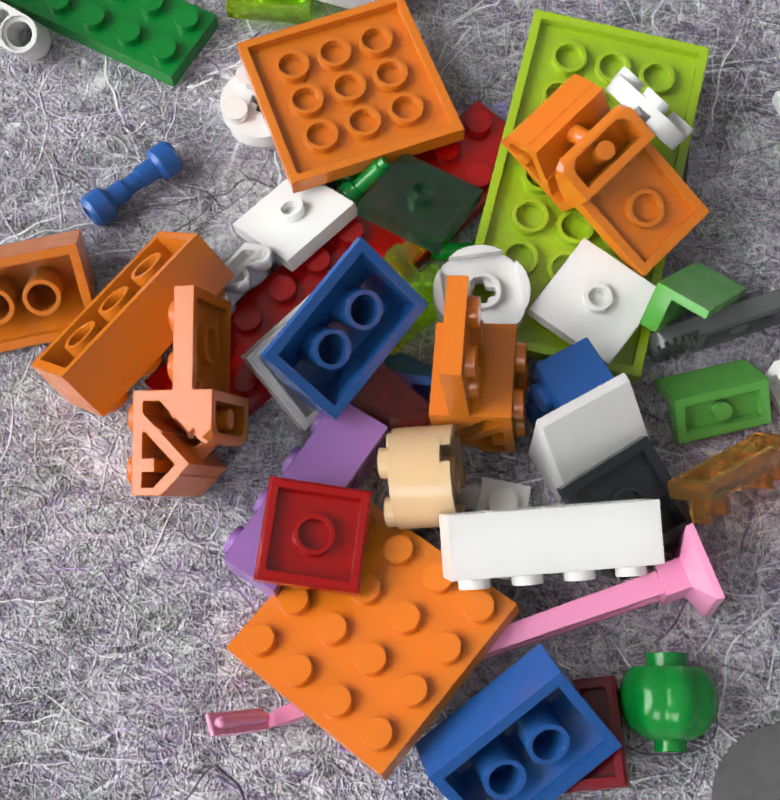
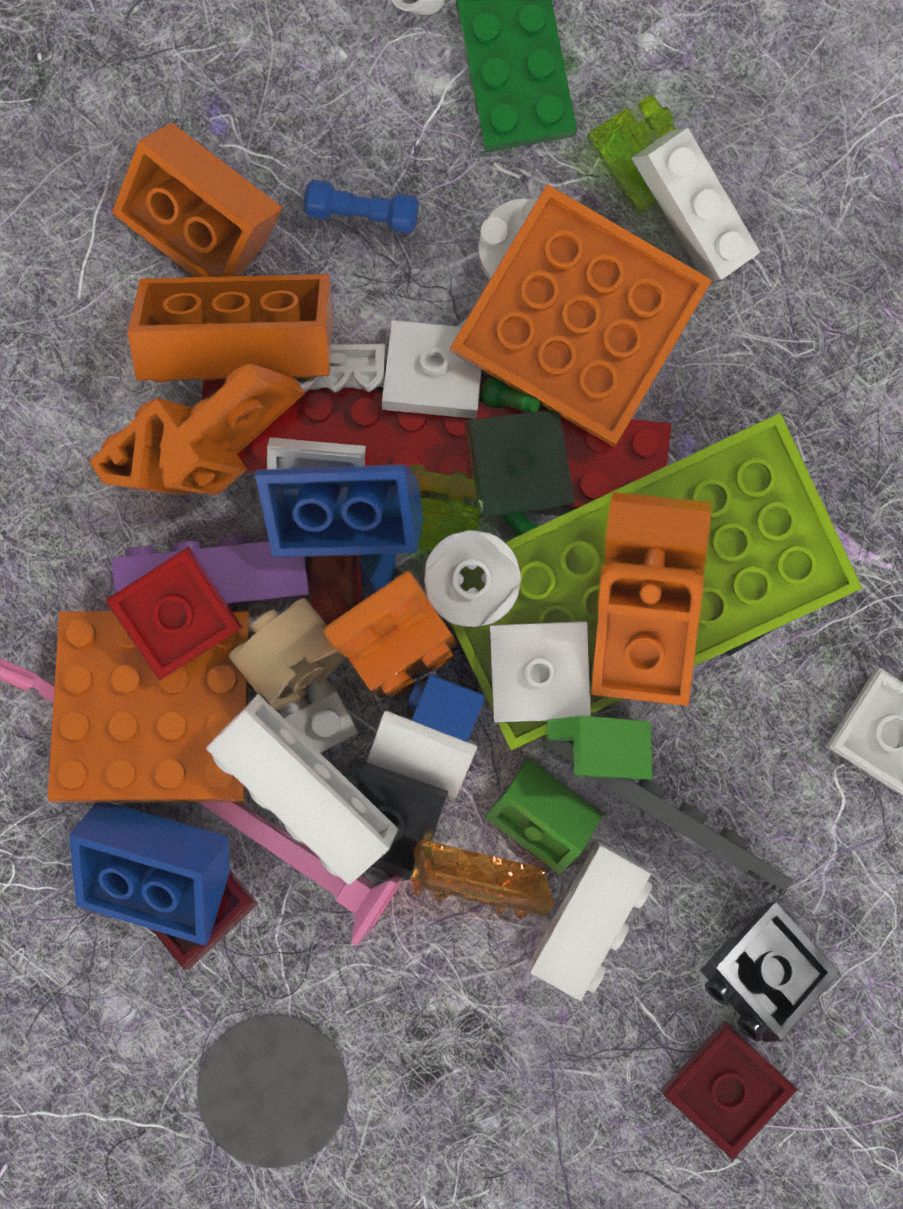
camera: 50 degrees right, 20 degrees up
(649, 107) = (735, 592): white plate -> none
(668, 700) = (273, 950): green plant -> none

